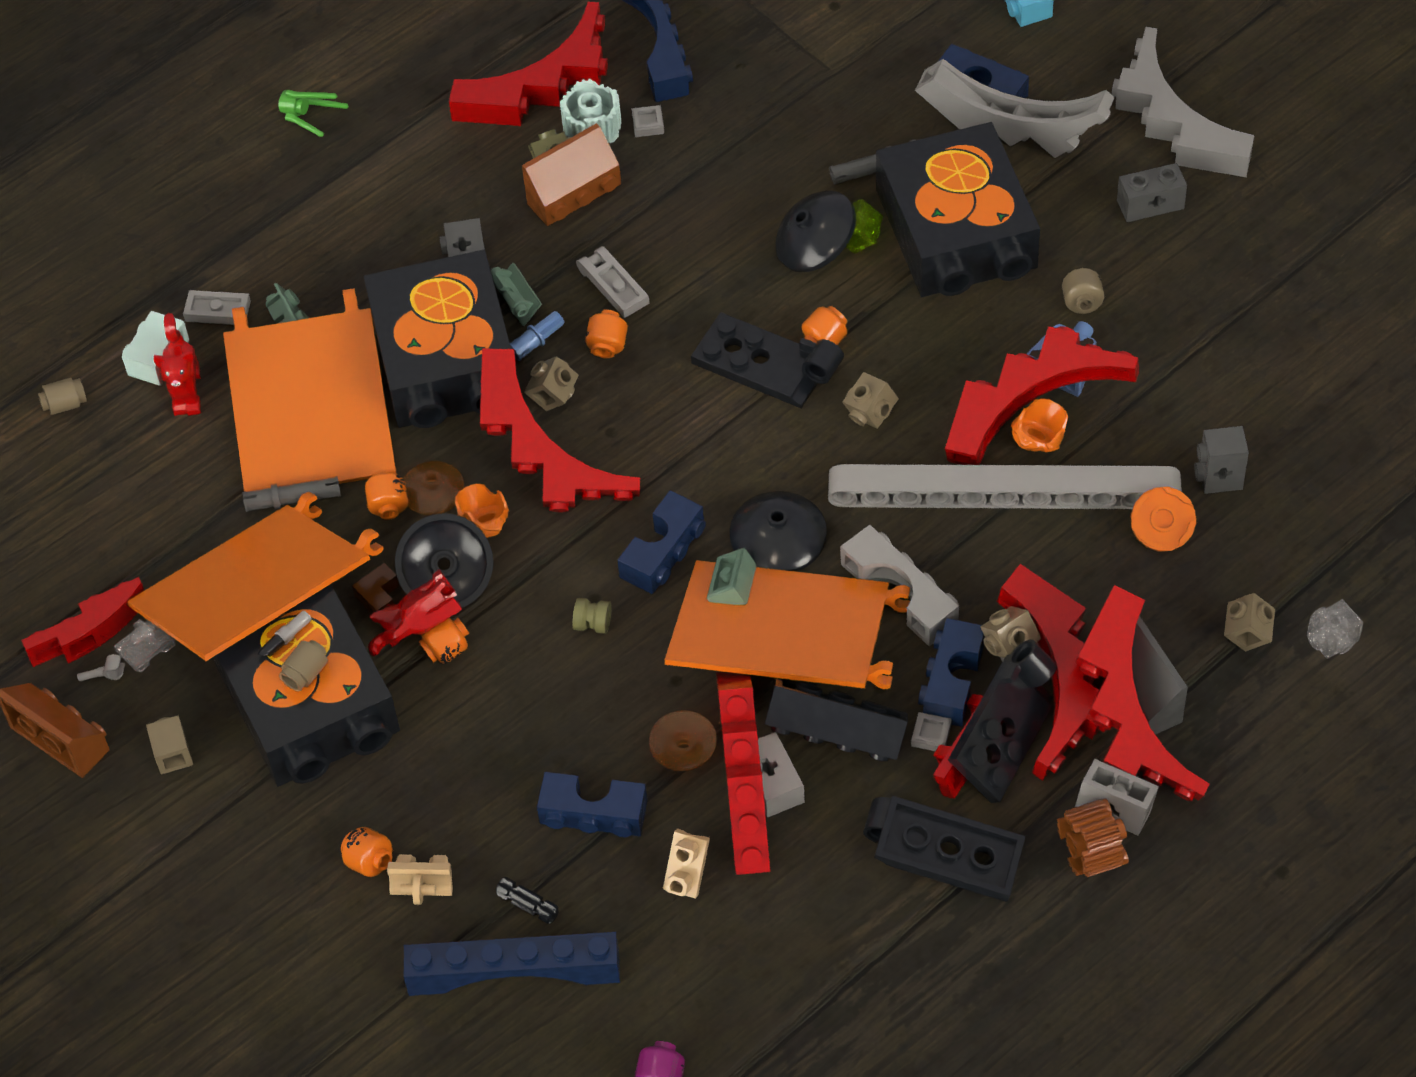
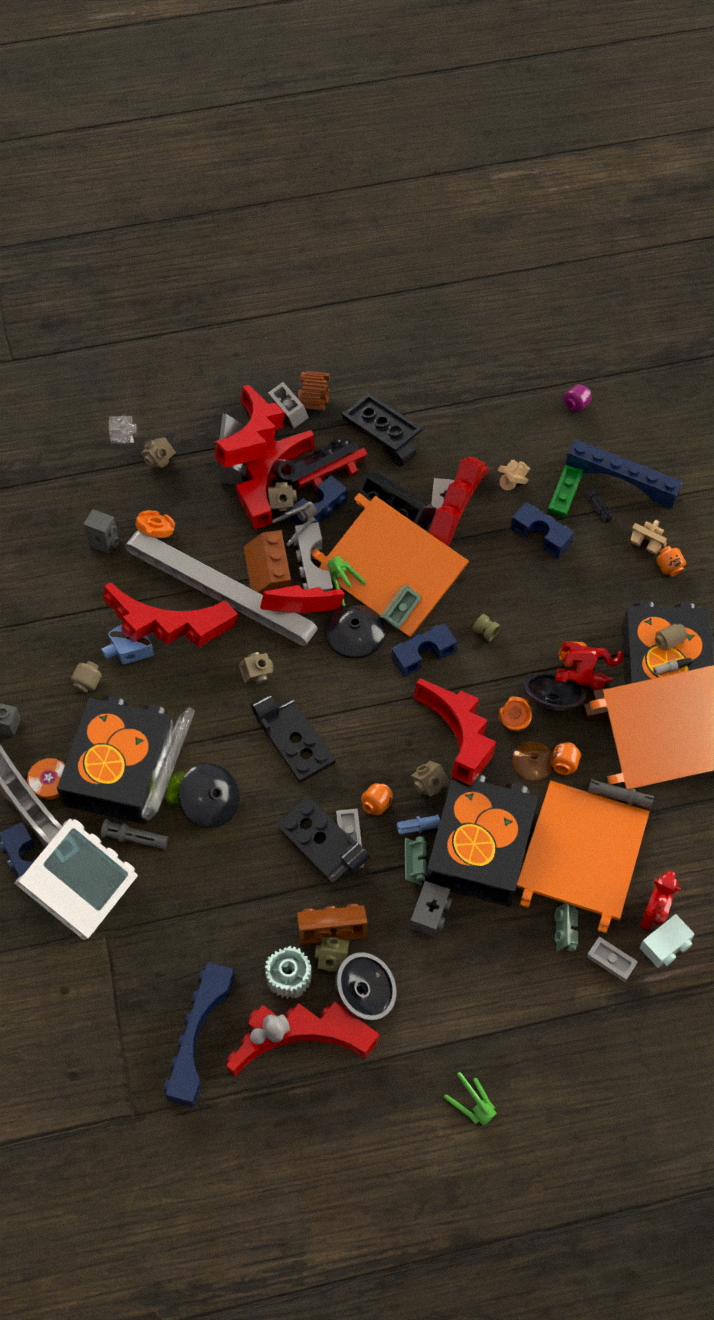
camera: 155 degrees left, 5 degrees up
(492, 136) = (374, 984): none -> black dish
(567, 38) = (273, 1029): none -> light grey animal
(592, 892) = (565, 491): none -> green tile
(618, 250) = (339, 850): none -> black hinge
(647, 121) = (251, 958): light grey tile -> none
(679, 729) = (480, 532): clear orange dish -> none
(826, 325) = (247, 732): orange head -> none
(852, 578) = (338, 568): none -> bright green plant
(876, 496) = (301, 601): none -> red slope
(891, 235) = (168, 763): none -> clear tile
(893, 69) = (77, 879): none -> panel
(930, 731) = (352, 486): light grey tile -> none
(953, 621) = (305, 512): none -> dark grey plant
(957, 550) = (267, 562): none -> dark orange slope
(1035, 170) = (44, 778): none -> orange tile
(1040, 426) = (177, 601): orange hair -> none

